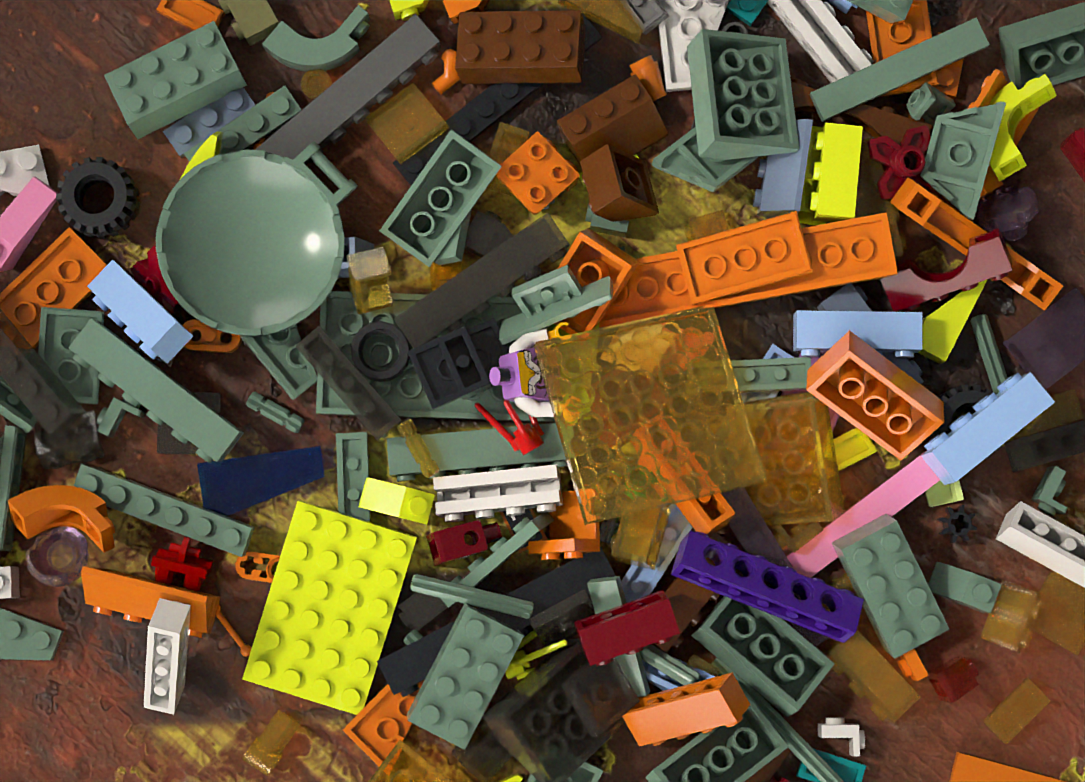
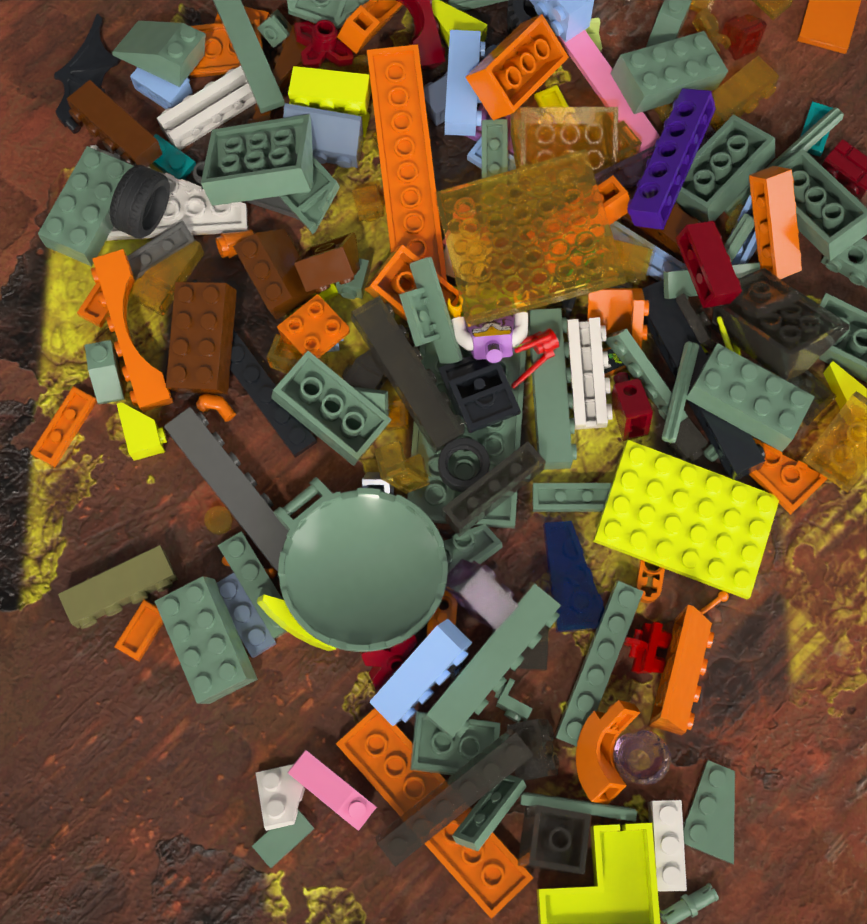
camera: 85 degrees left, 10 degrees down
(85, 176) = (293, 698): black tyre -> none
(166, 655) = (736, 651): white brick -> none
(228, 372) = (480, 594): none -> brick
(267, 749) = (811, 577): clear yellow piece -> none
(275, 412) = (513, 562): sand green axle -> none
(322, 53) = (190, 527): sand green arch -> none
(396, 501) = (595, 456): neon yellow slope -> none
(406, 123) = (260, 441): clear yellow tile -> none
(418, 448) = (552, 433): clear yellow axle -> none
(744, 258) = (397, 164): orange tile -> none
(837, 728) = (783, 120): white bracket -> none
(912, 666) = (733, 62): orange plate -> none
(963, 518) = (617, 27): black gear -> none
(964, 636) = (707, 22): none -> clear yellow plate

